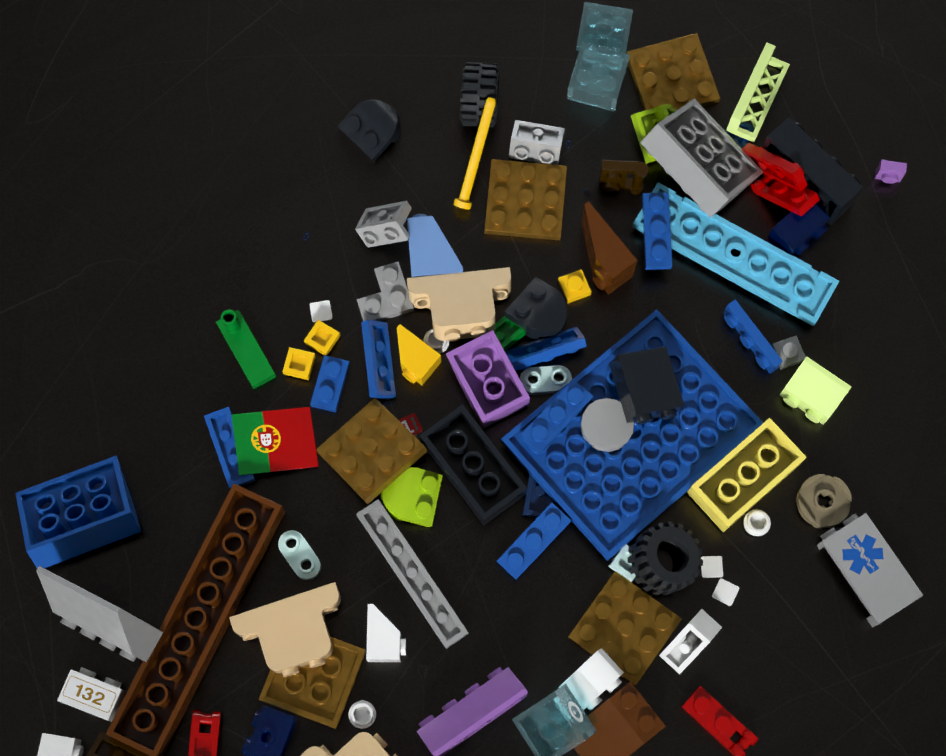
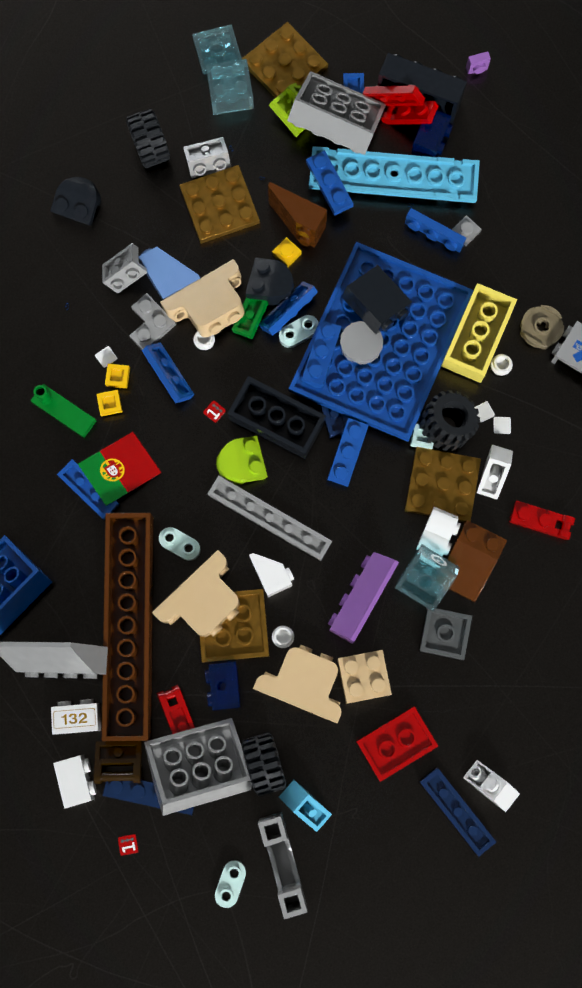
camera: 25 degrees left, 5 degrees up
(330, 383) = (140, 407): blue plate -> none
(371, 450) = (196, 442): pearl gold plate -> none
(416, 357) = (195, 357): yellow slope -> none
(463, 200) = (166, 176): yellow bar -> none
(488, 379) = (257, 349): medium lavender slope -> none
(614, 174) = (277, 153): dark brown plate -> none
(752, 88) = (349, 46): yellowish green fence -> none
(814, 391) = (499, 249): yellowish green slope -> none

